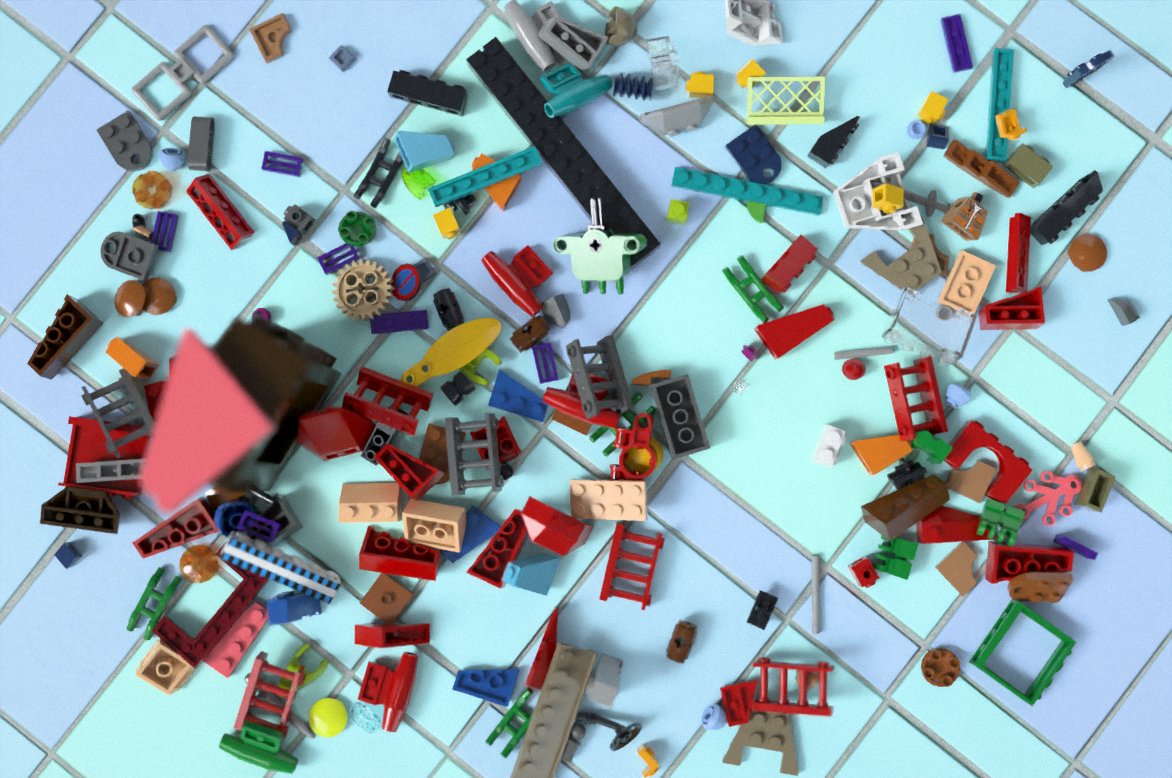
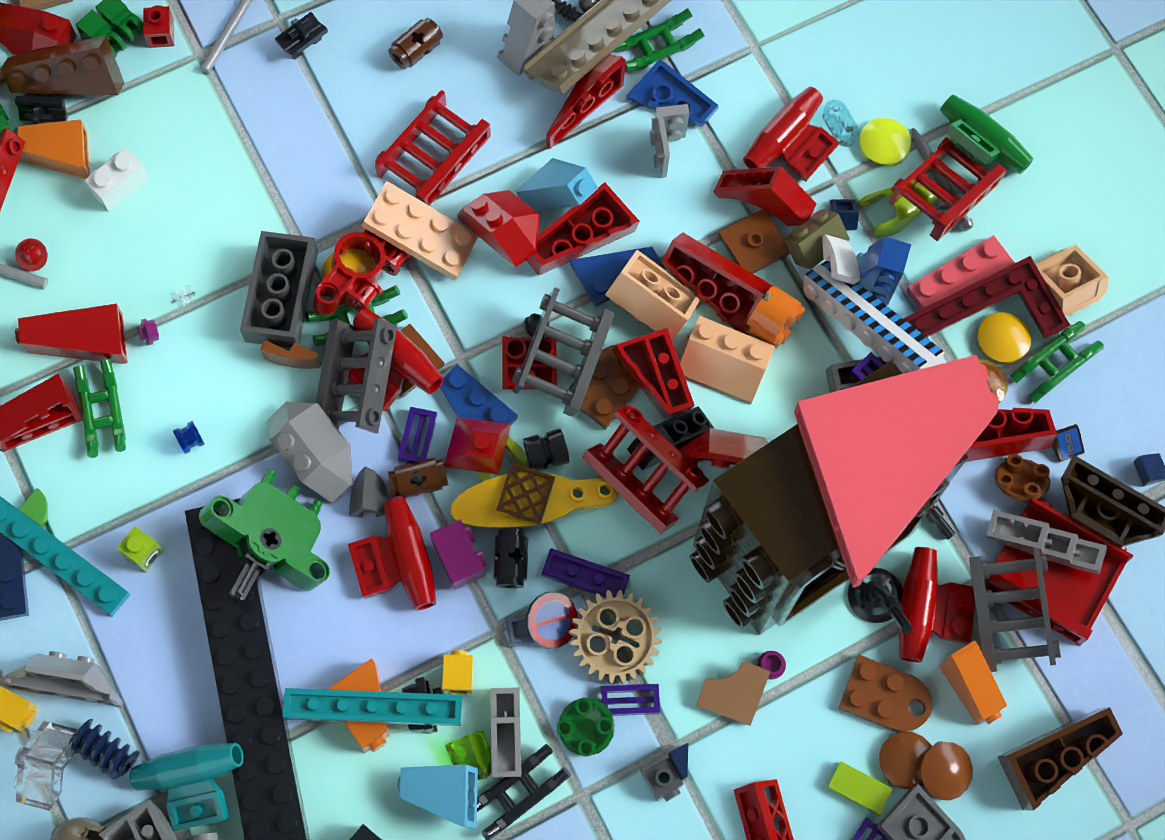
camera: 160 degrees left, 15 degrees down
(126, 549) = (1068, 443): none -> slope
(144, 511) = (1022, 478): none -> dark orange dish
(178, 321) = (883, 696): none -> dark orange plate
(179, 267) = (859, 788): none -> lime tile
(194, 605) = (1003, 337): none -> yellow dish
(274, 288) = (736, 694): none -> medium nougat tile
(317, 605) = (842, 259): none -> white slope
(335, 648) = (847, 211): none -> dark blue slope
(343, 617) = (806, 239): none -> olive brick
(347, 544) = (774, 316): none -> orange brick
(403, 204) = (505, 732): none -> light grey slope
(469, 350) = (519, 513): none -> reddish brown window
(481, 296) = (457, 554): none -> magenta brick
(482, 646) = (668, 125): none -> light grey bracket
(501, 370) = (477, 445): none -> red slope
(606, 322) = (312, 448): none -> light grey wedge
(686, 295) = (188, 437): none -> clear blue wheel

